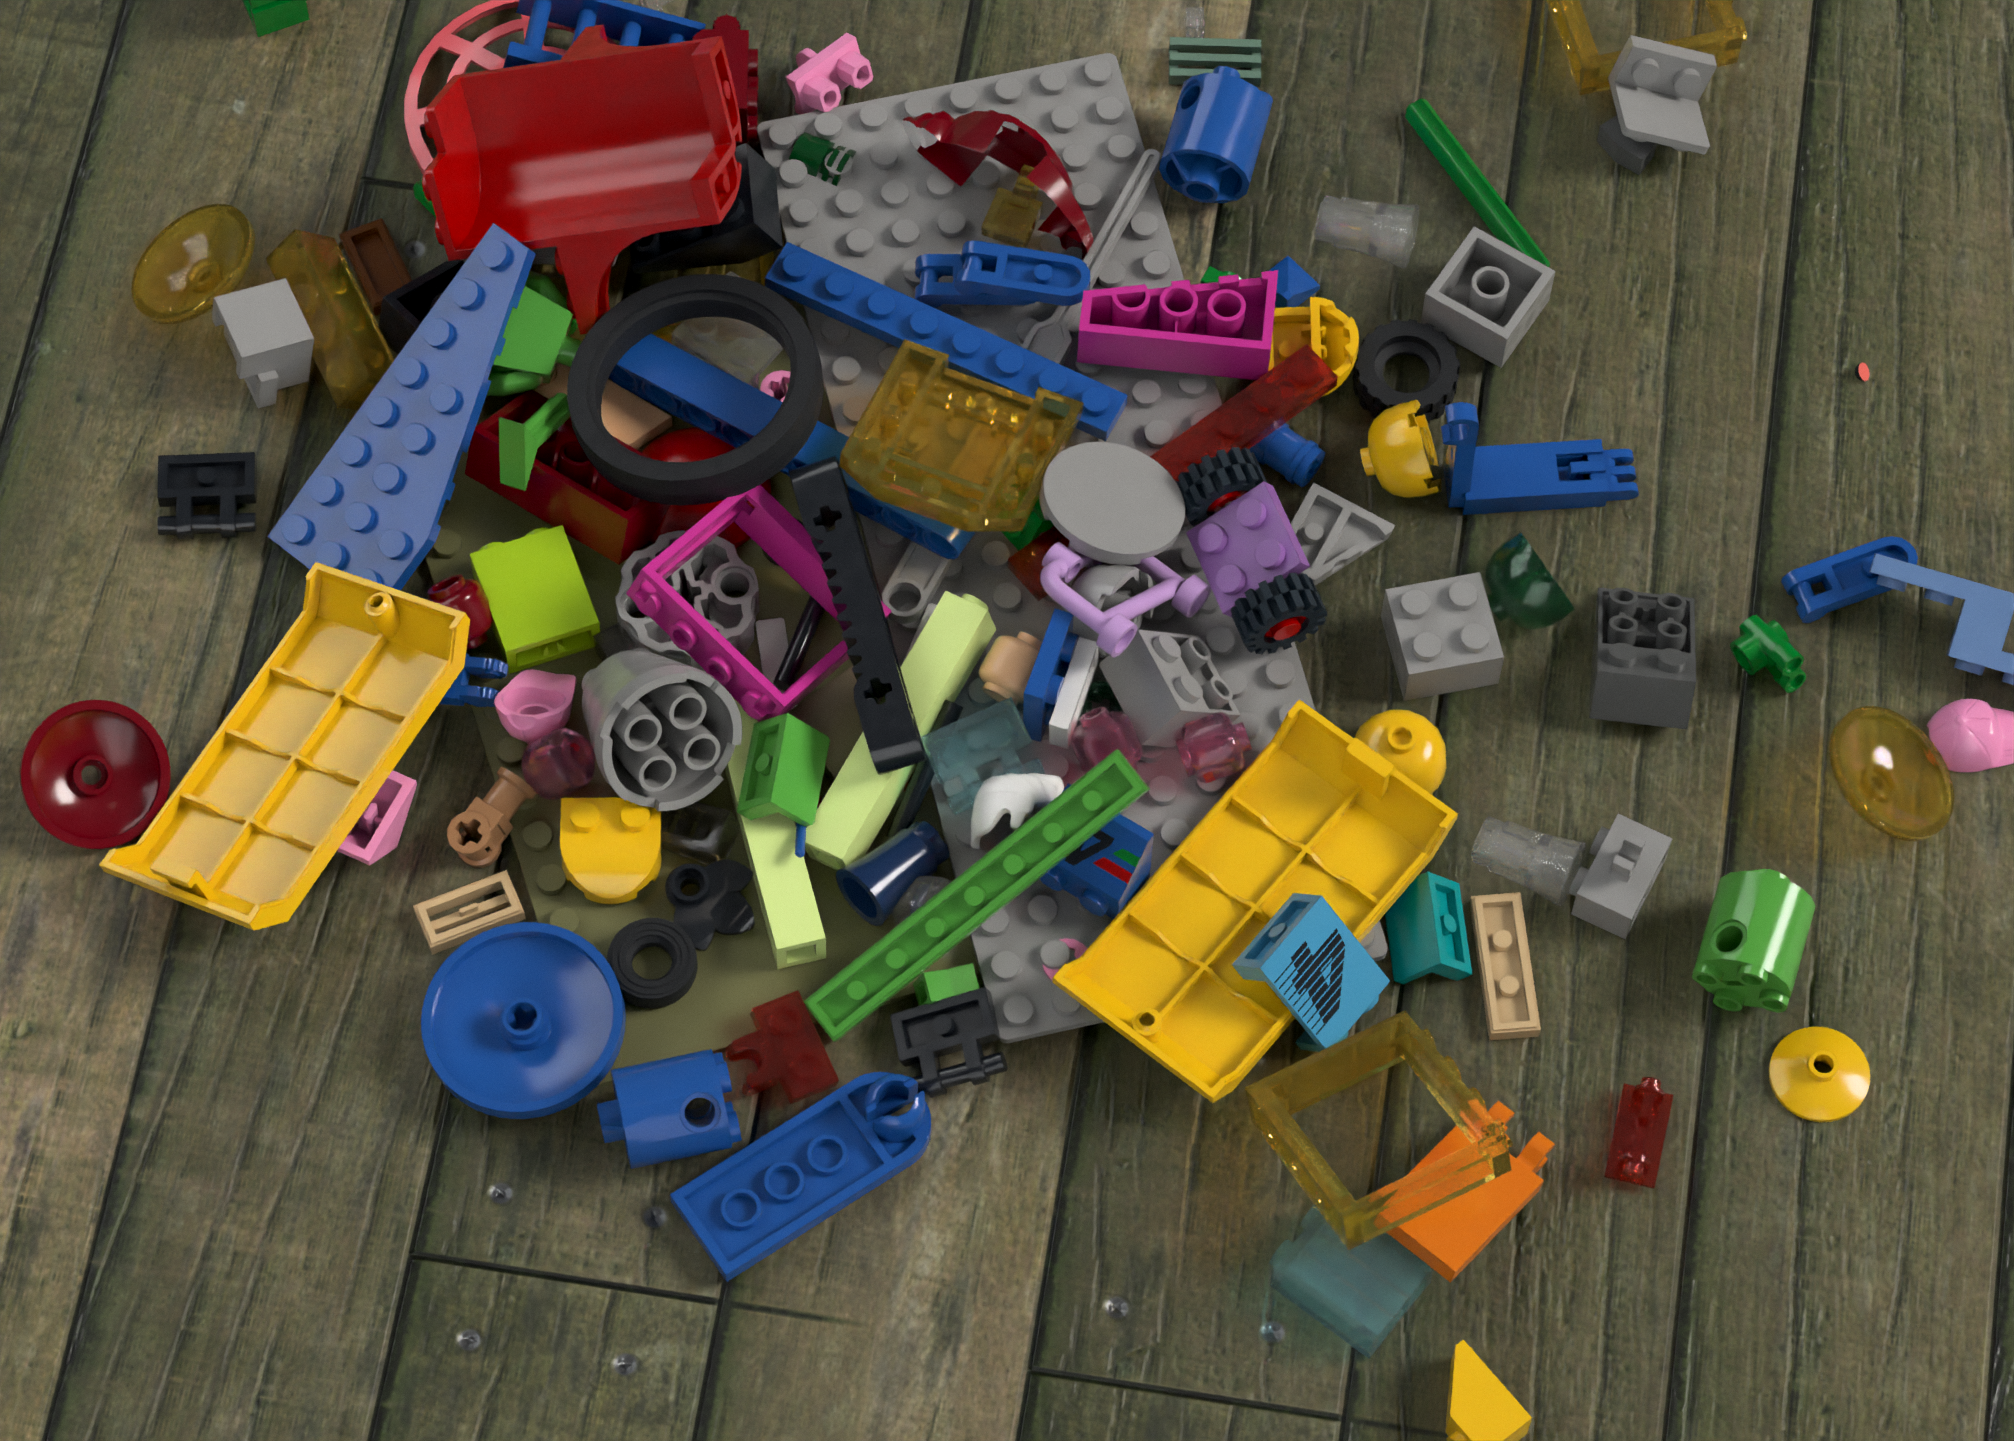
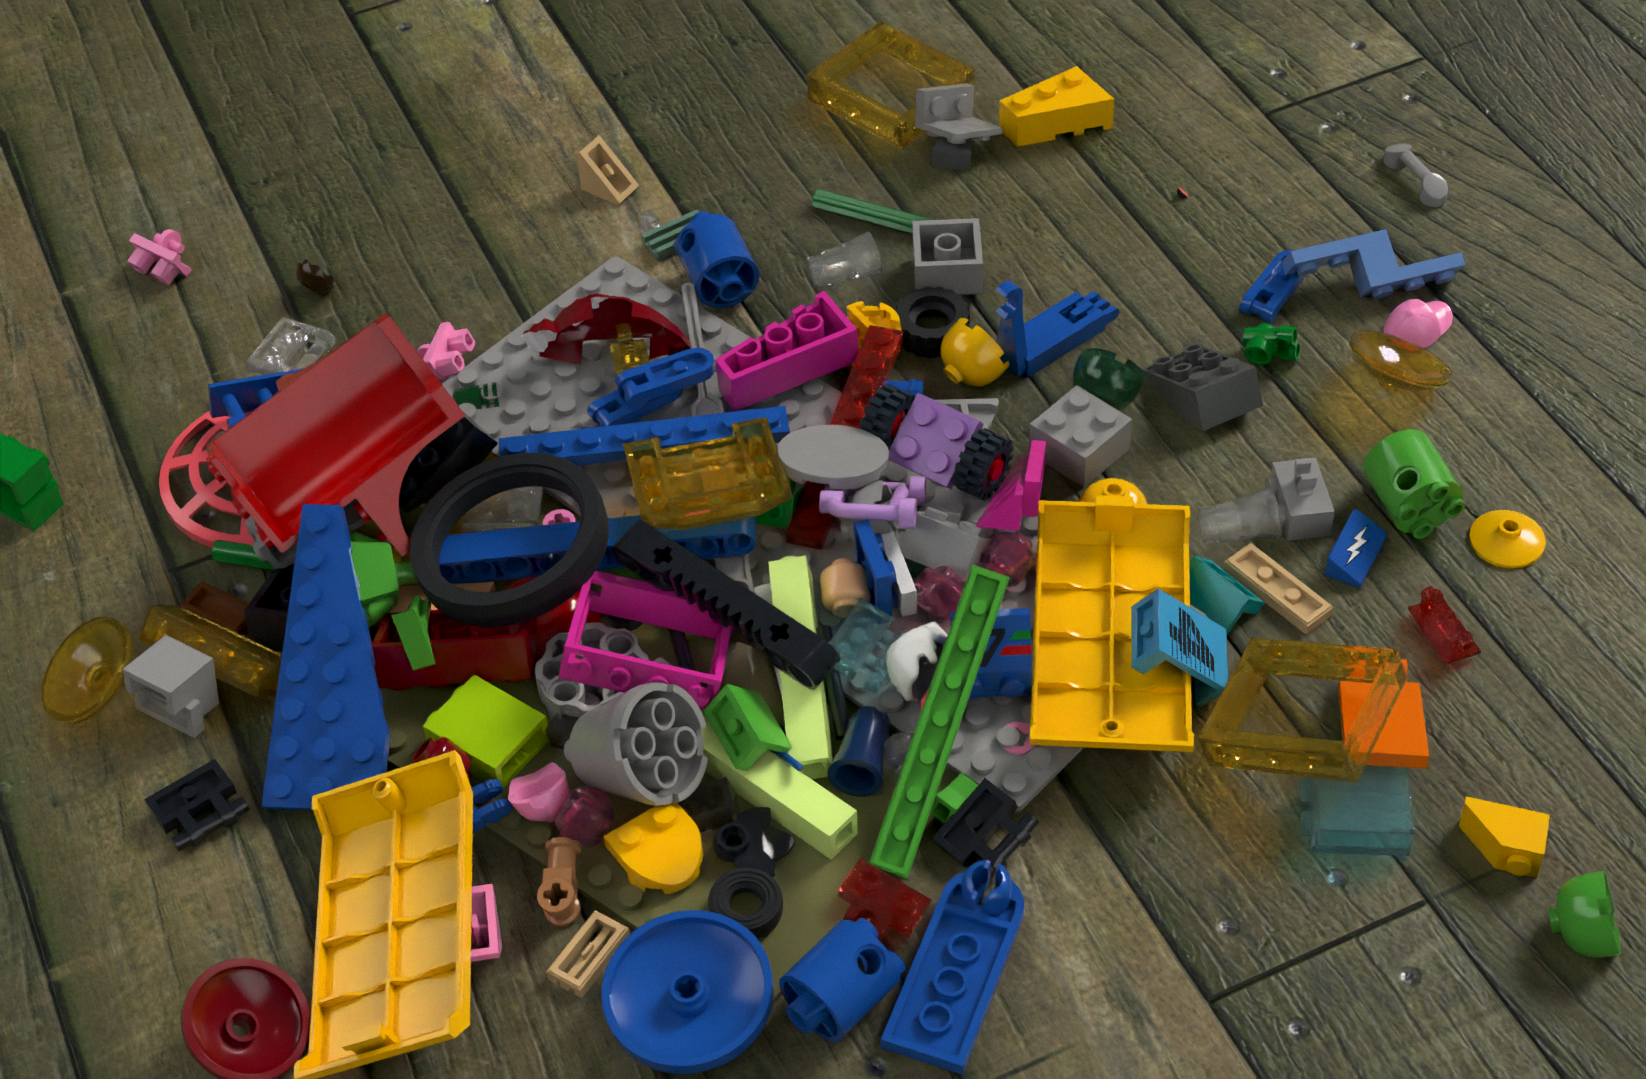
camera: 30 degrees left, 15 degrees down
(1295, 671) = (1018, 493): none -> dark pink wedge
(1629, 976) = (1355, 550): none -> blue slope
(1801, 154) = (1055, 107): none -> yellow wedge

